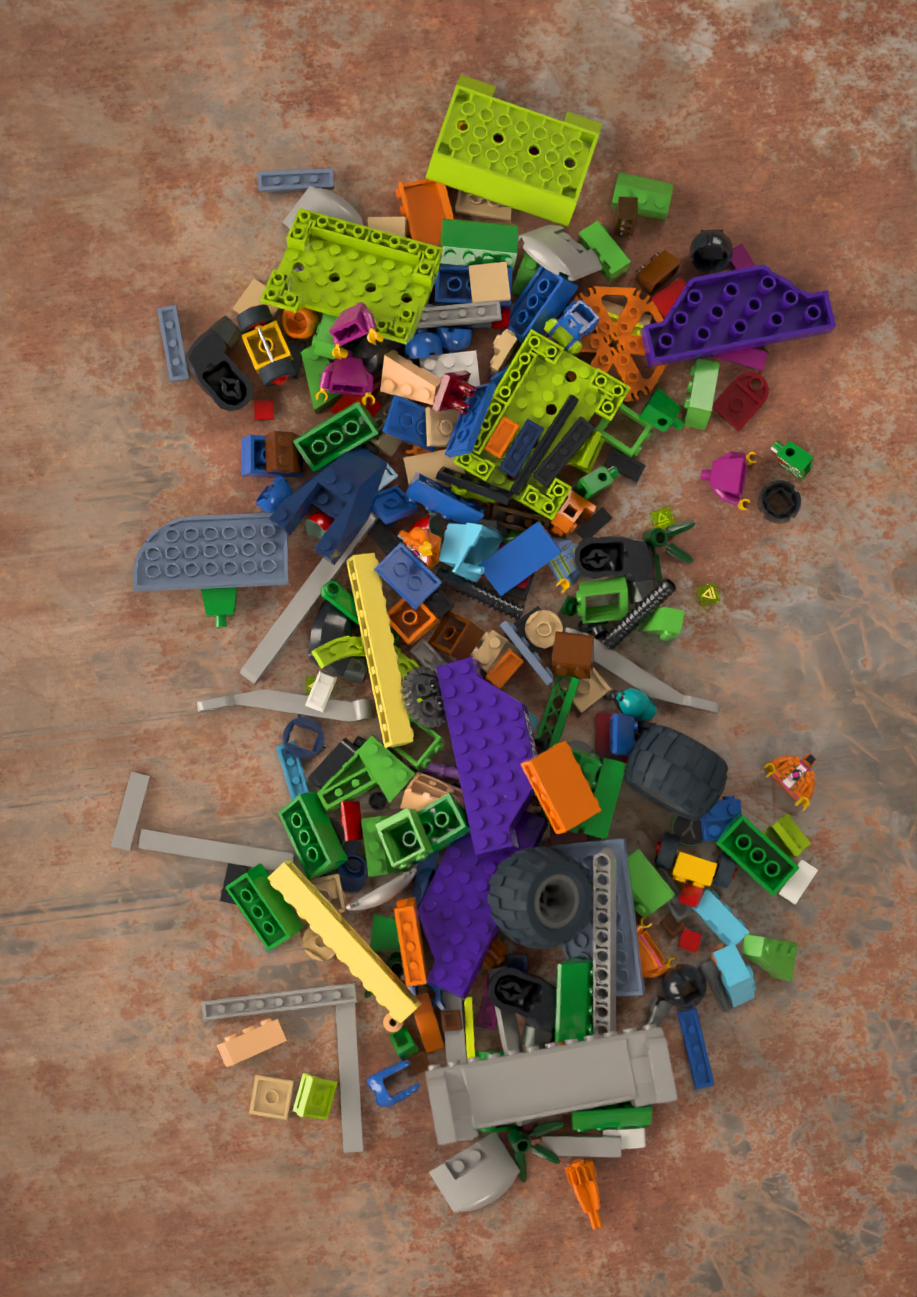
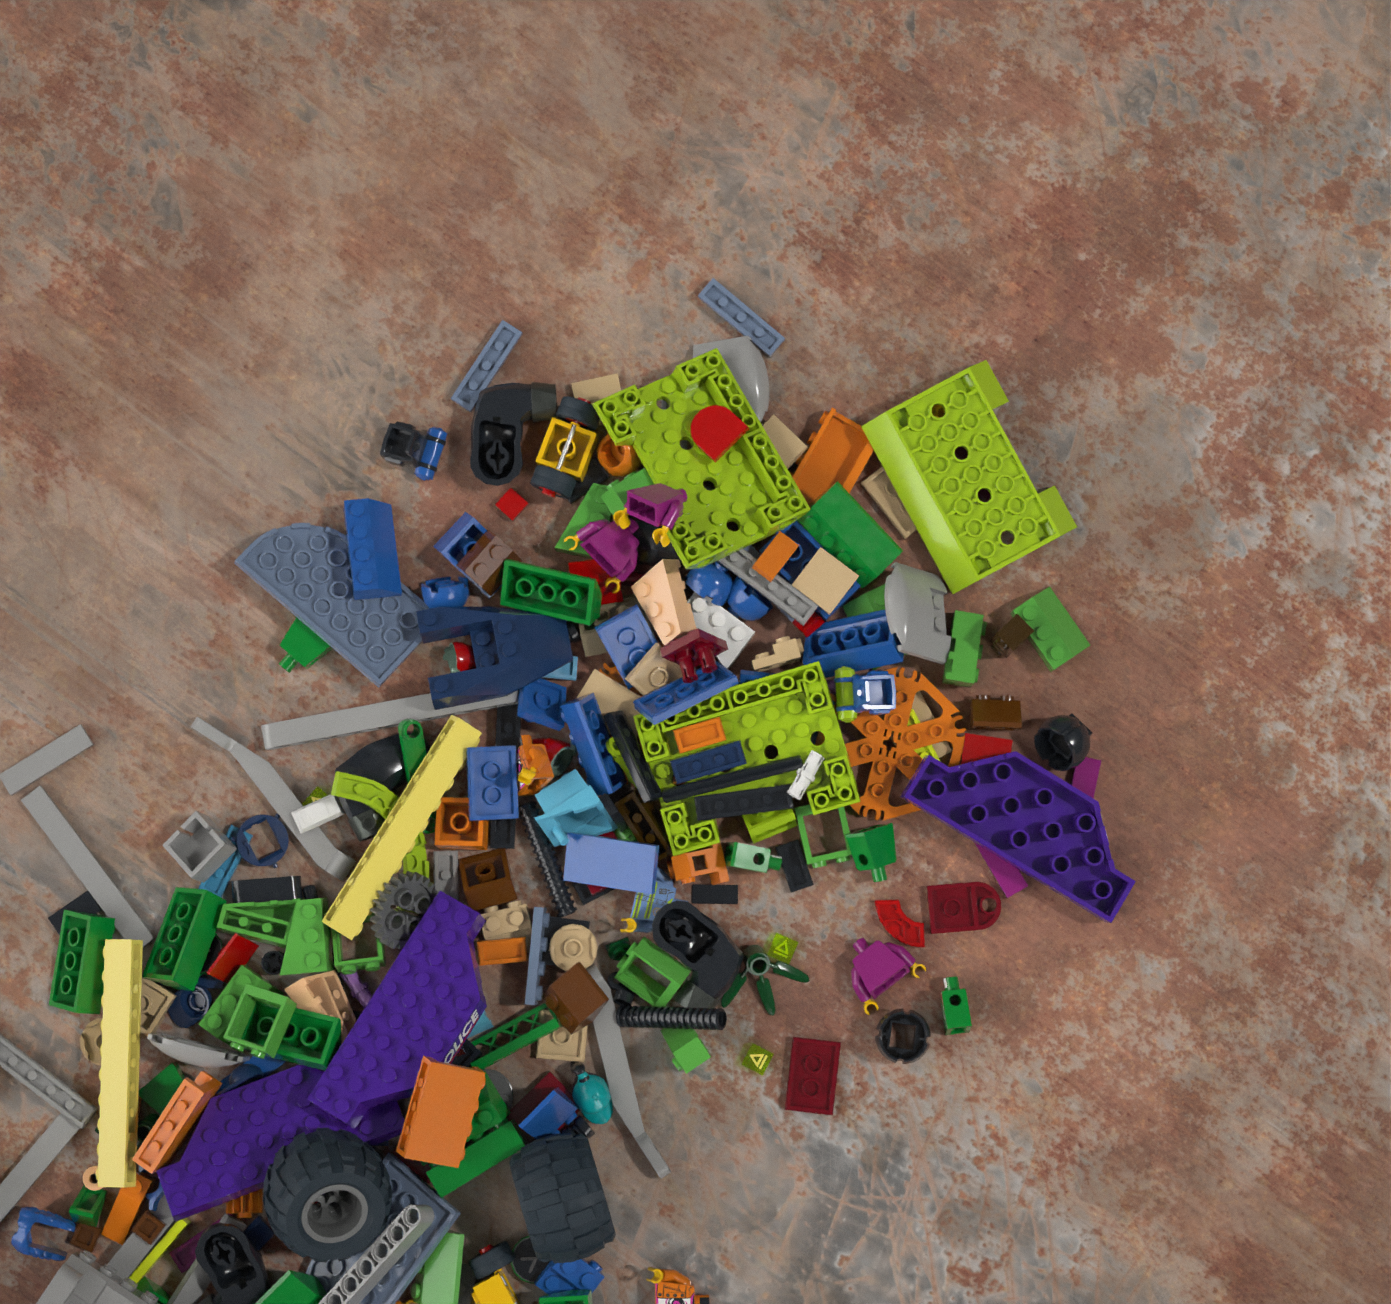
camera: 50 degrees right, 0 degrees up
(176, 429) = (414, 448): none -> black piece
(206, 510) = (372, 549): none -> blue slope
(274, 774) = (203, 851): none -> light grey piece
(345, 252) = (716, 430): none -> red tile
(448, 294) = (775, 556): none -> orange tile
(585, 402) = (805, 775): none -> white pin
(701, 393) = (928, 865): bright green wedge -> none
(715, 443) = (898, 924): none -> red tile
(748, 574) = (812, 1075): none -> dark red tile

